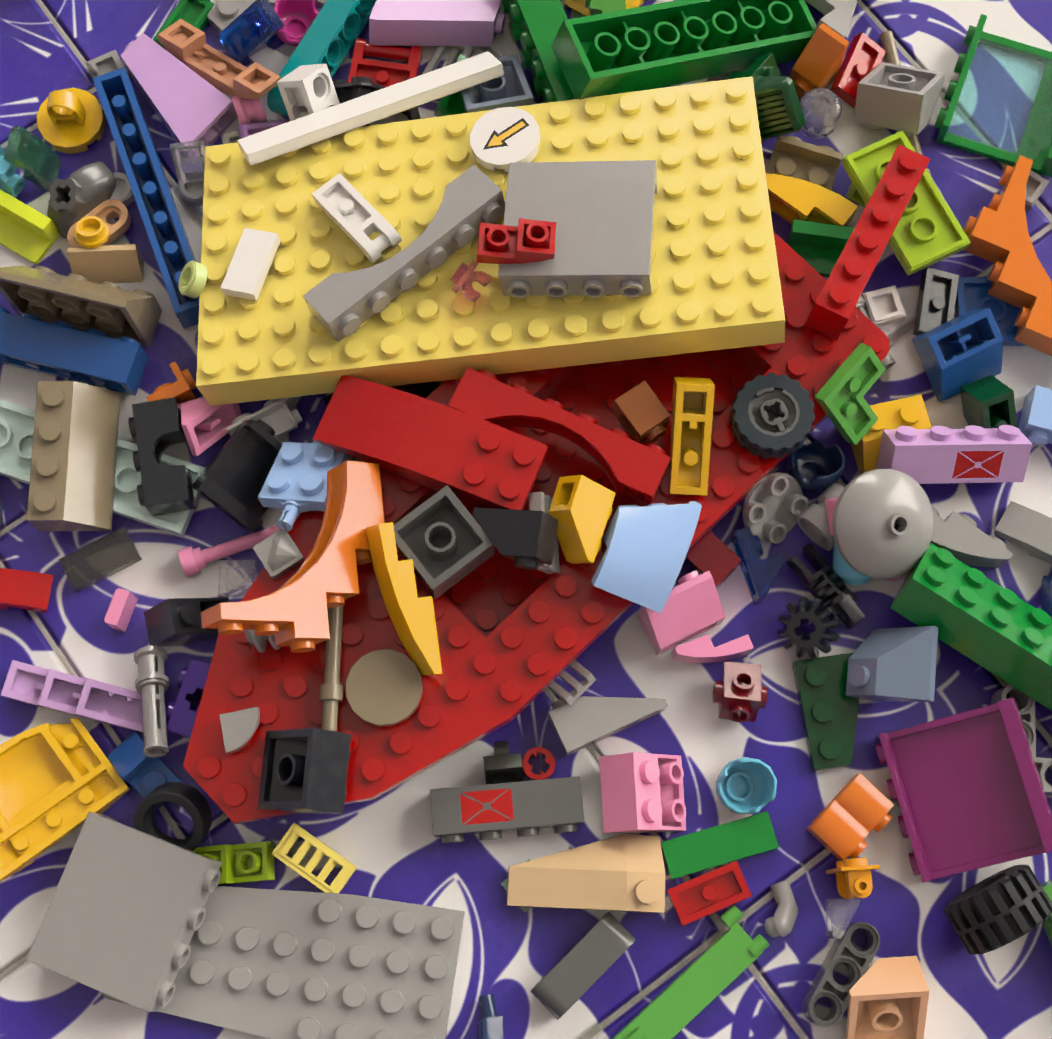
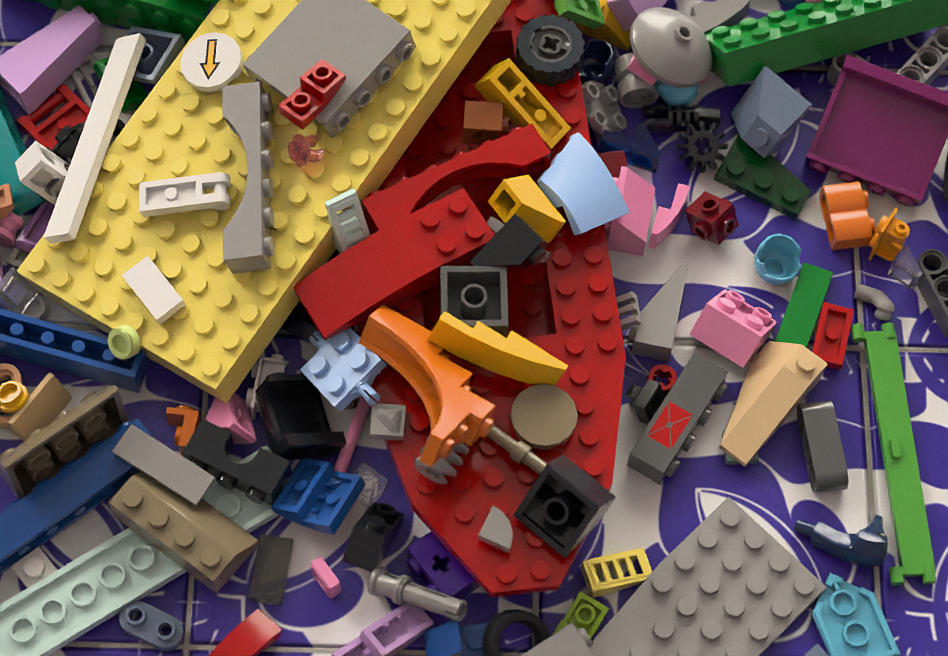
camera: 55 degrees left, 10 degrees down
(107, 399) = (163, 465): none -> light grey tile
(185, 547) = (318, 496): none -> blue slope
(430, 377) = (350, 225): none -> light aqua slope

